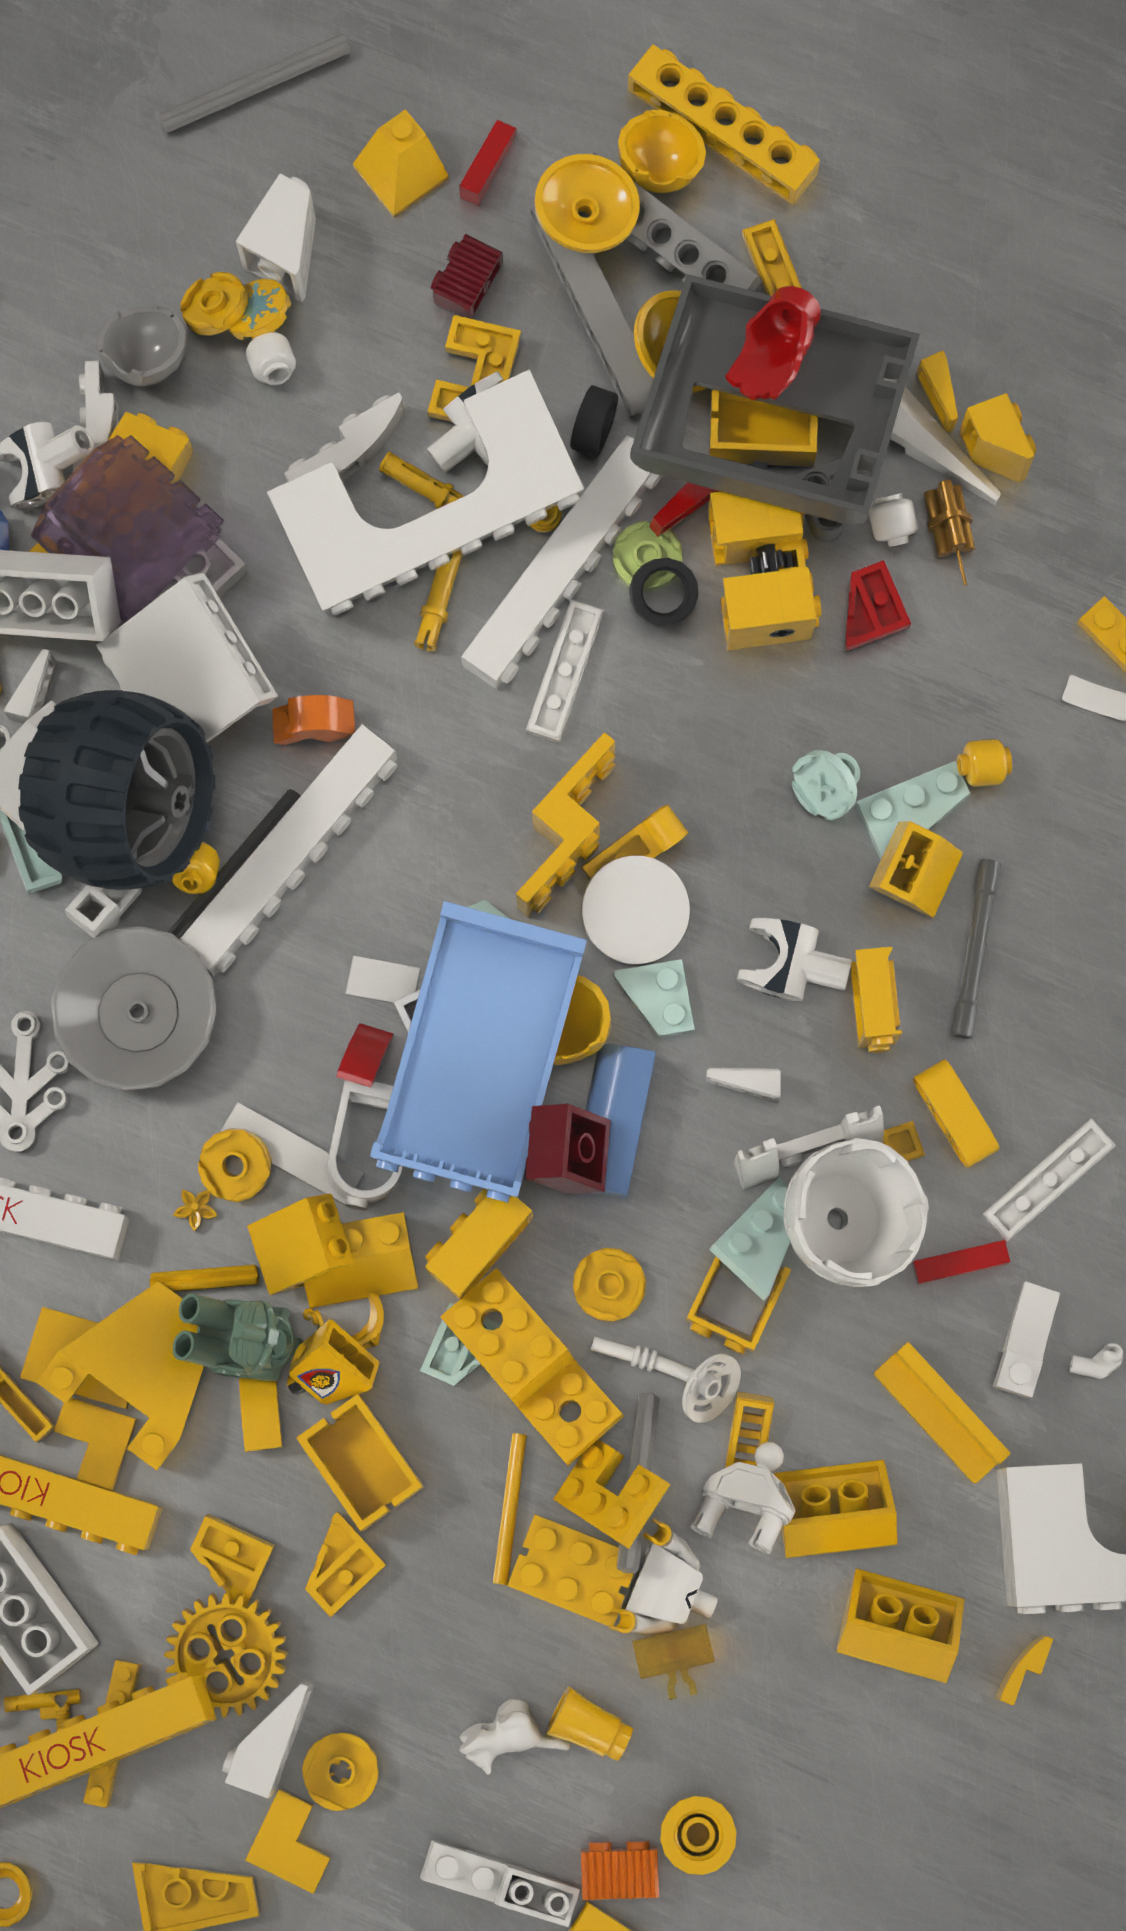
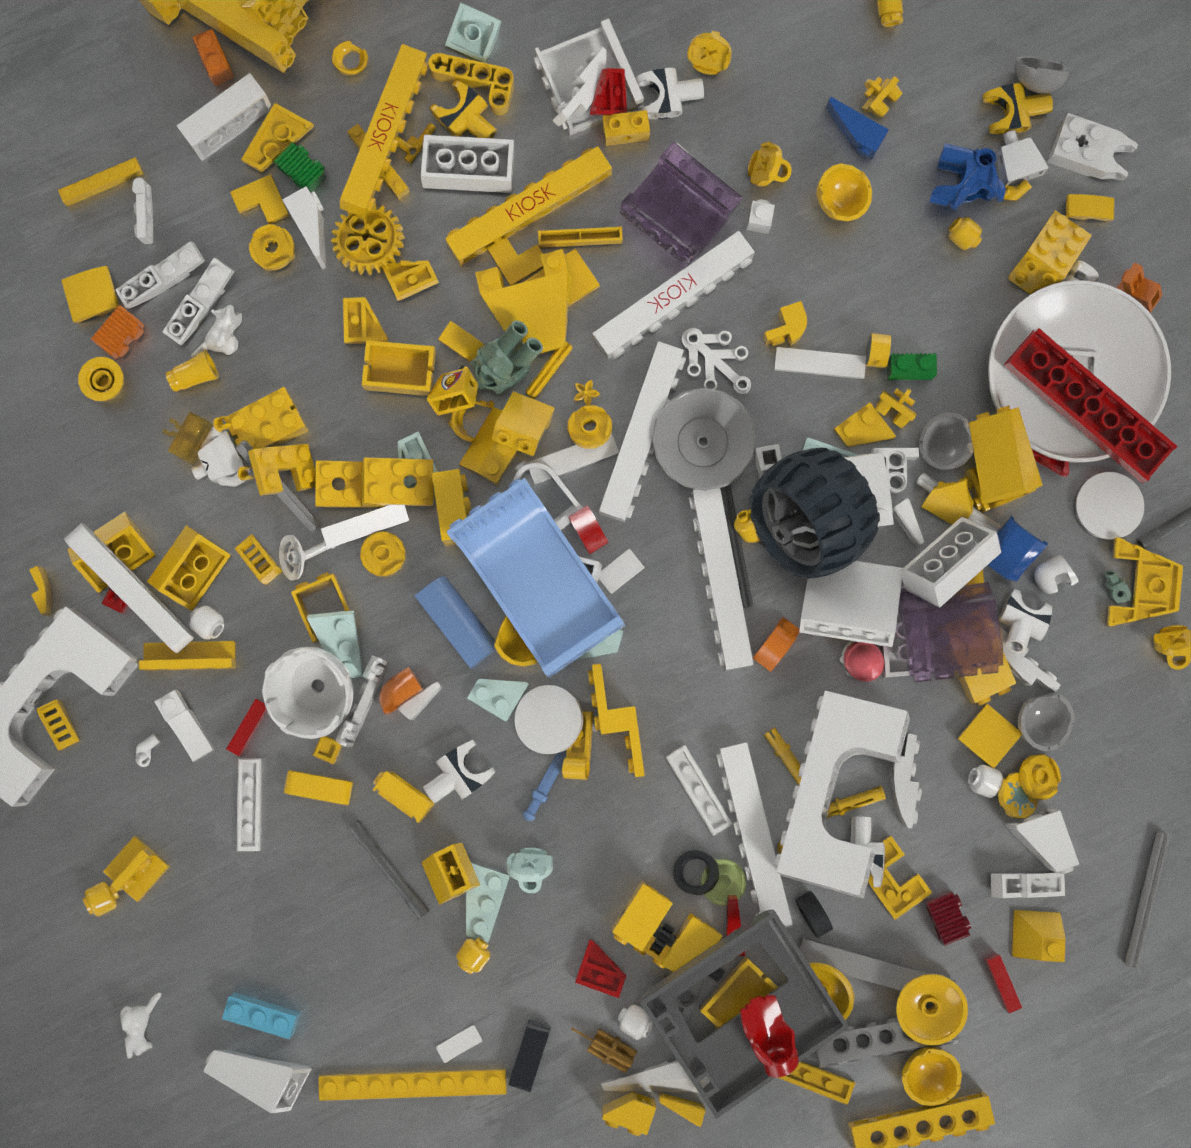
camera: 125 degrees right, 5 degrees up
(187, 1097) = (638, 438): none -> white brick
(205, 1826) = (299, 167): none -> green brick
(214, 396) = (989, 736): none -> yellow tile
(251, 605) = (862, 660): none -> coral hair
(354, 221) = (1027, 885): none -> white slope
(491, 1801) = (199, 303): none -> white slope
(509, 1509) = (322, 422): yellow bar -> none
(568, 1149) = (457, 583): dark red brick -> none
(595, 1335) = (364, 525): none -> white sticker
(717, 850) = (540, 794): none -> medium blue sword
(750, 1490) = (227, 535): white connector -> none
(757, 1112) = (399, 690): none -> orange brick
(881, 1425) = (206, 622): none -> white head
(924, 1553) = (129, 587): none -> white beam
(950, 1566) = (114, 602): none -> red tile
(1038, 605) = (529, 1056): none -> black beam

